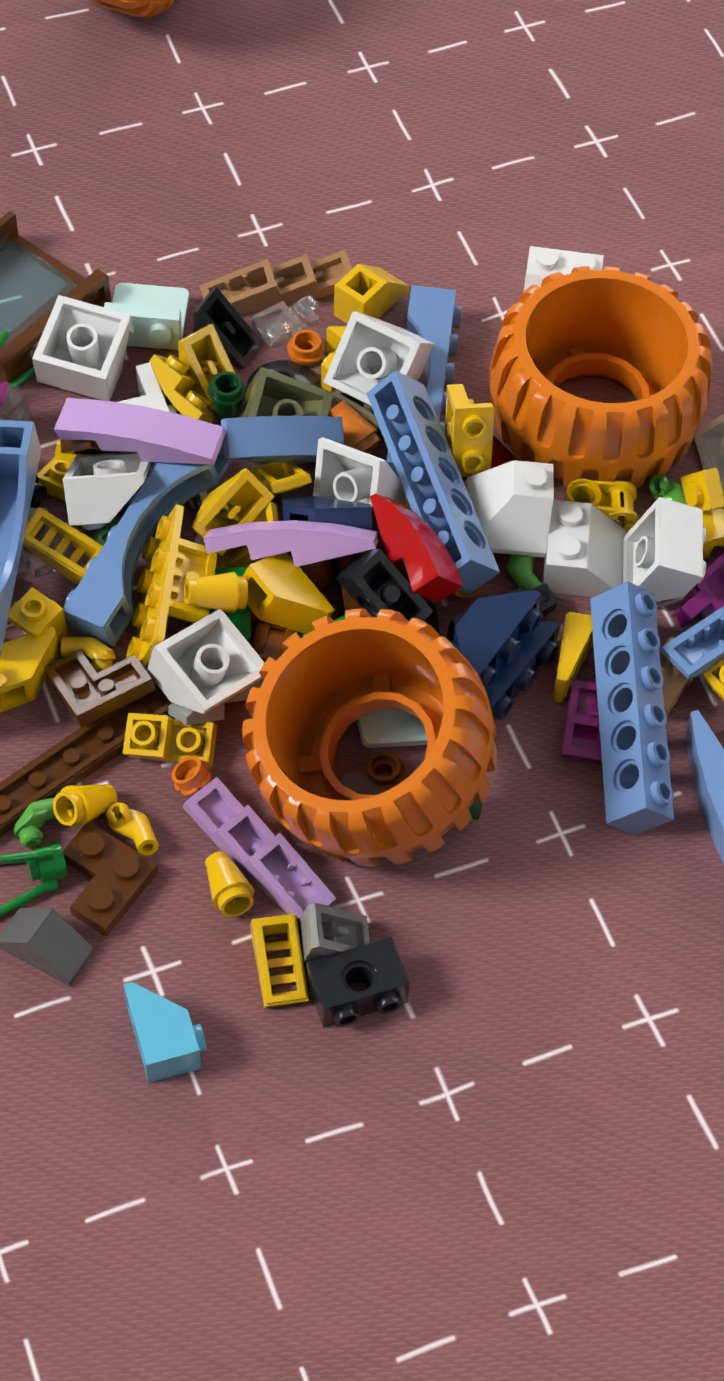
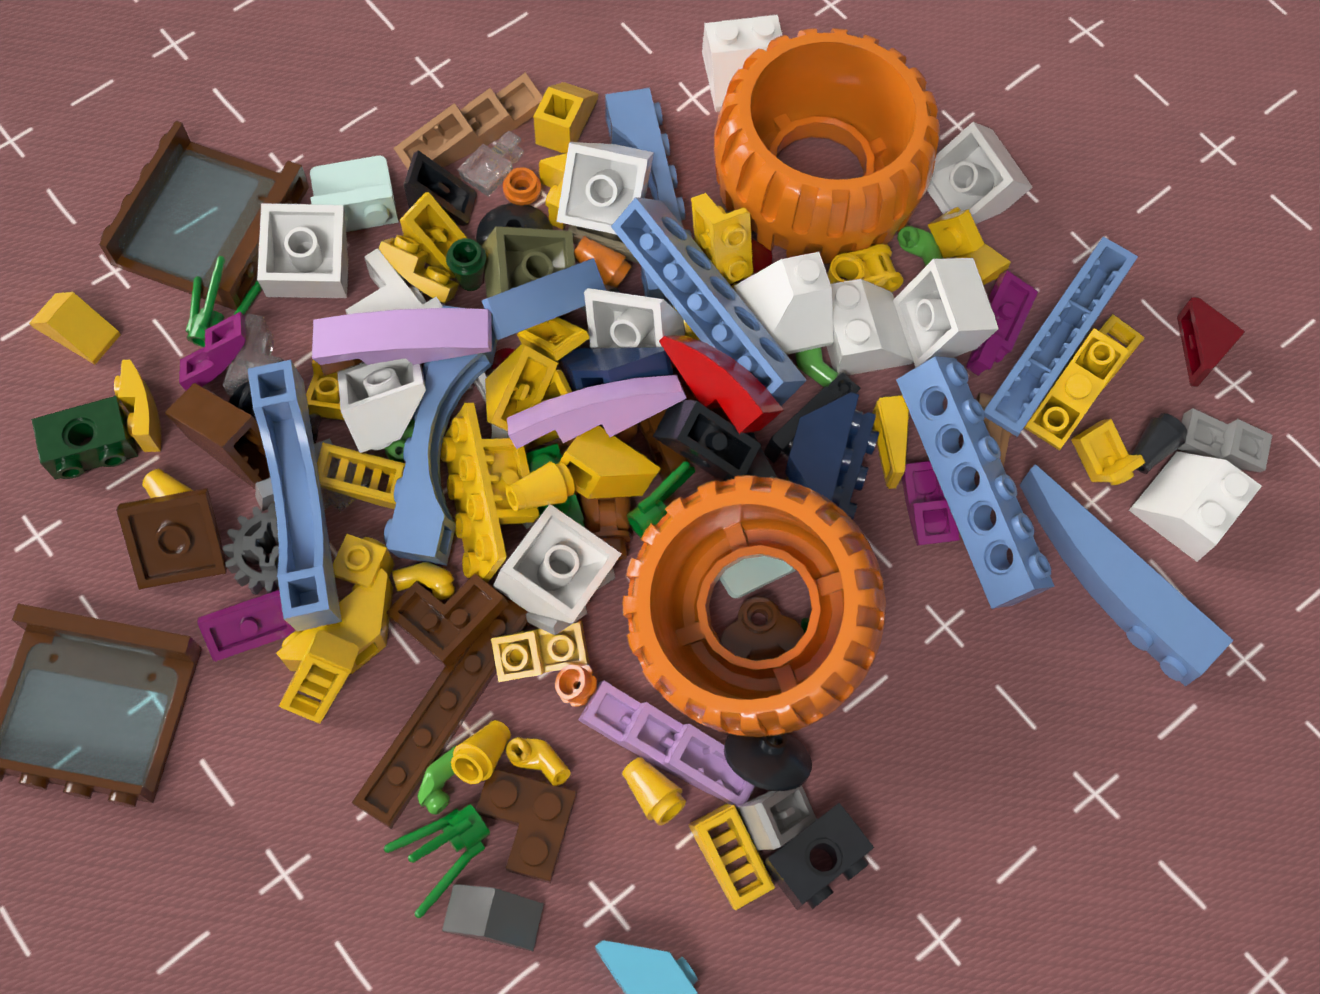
camera: 20 degrees left, 10 degrees up
(343, 884) = (769, 761): none -> black dish

